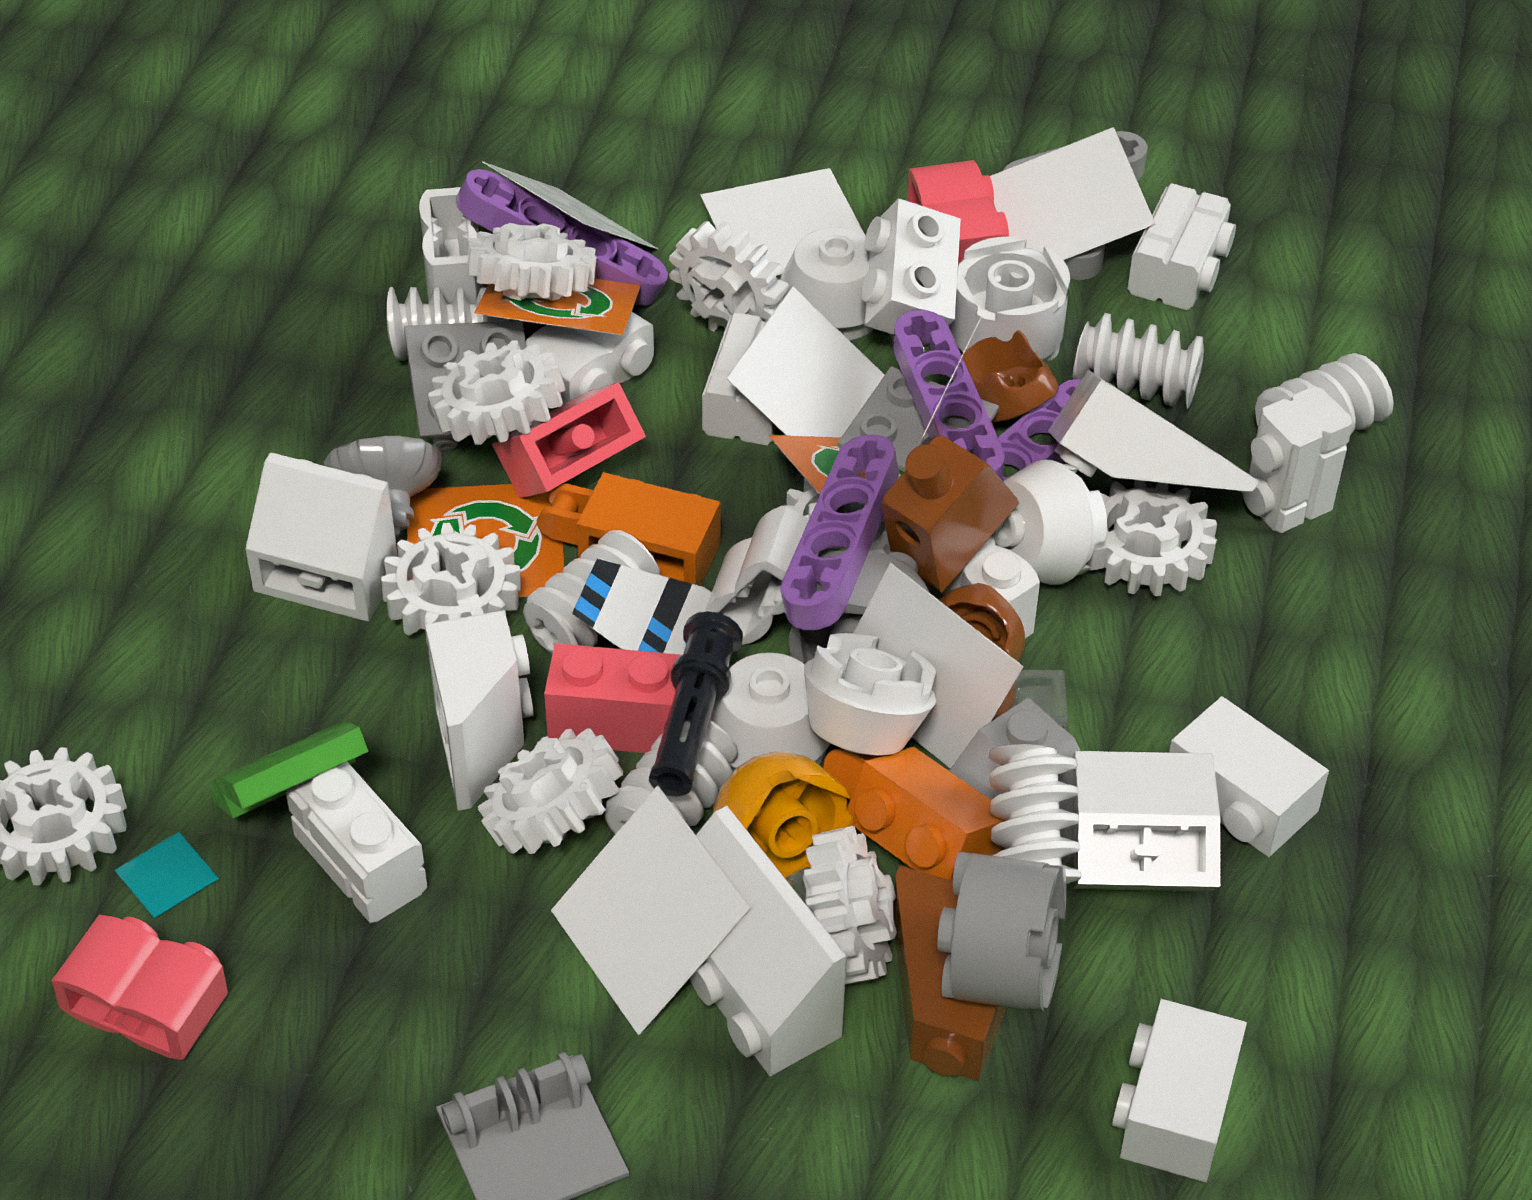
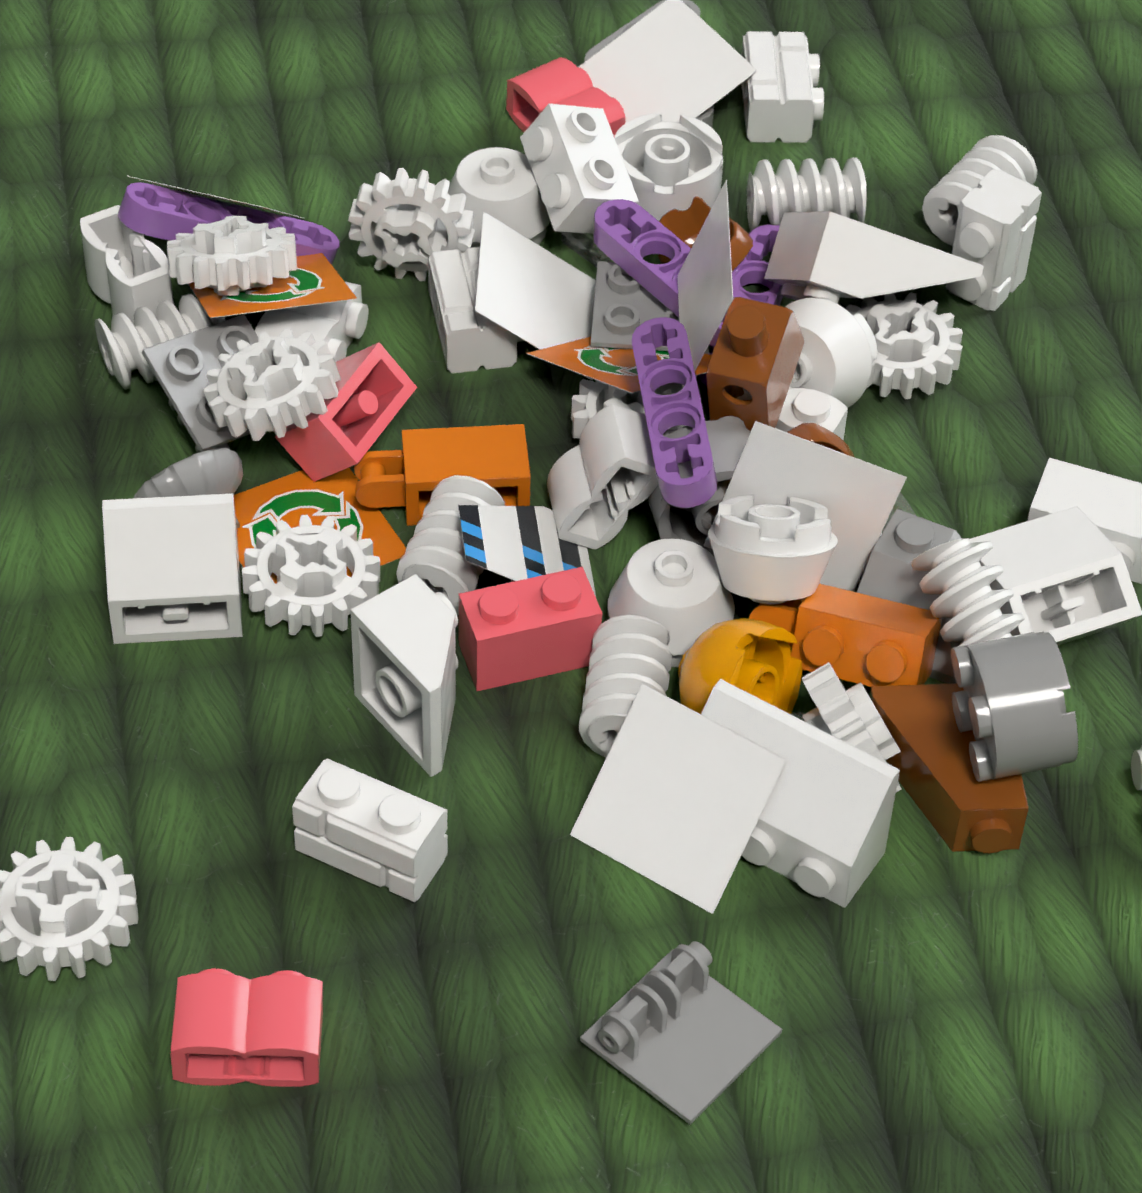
camera: 25 degrees left, 0 degrees up
(166, 874) = (195, 926): teal sticker -> none
(279, 771) = (275, 786): bright green slope -> none
(550, 791) = (524, 726): white gear -> none
(678, 759) = (617, 582): black pin -> none
(782, 211) = (405, 140): white sticker -> none

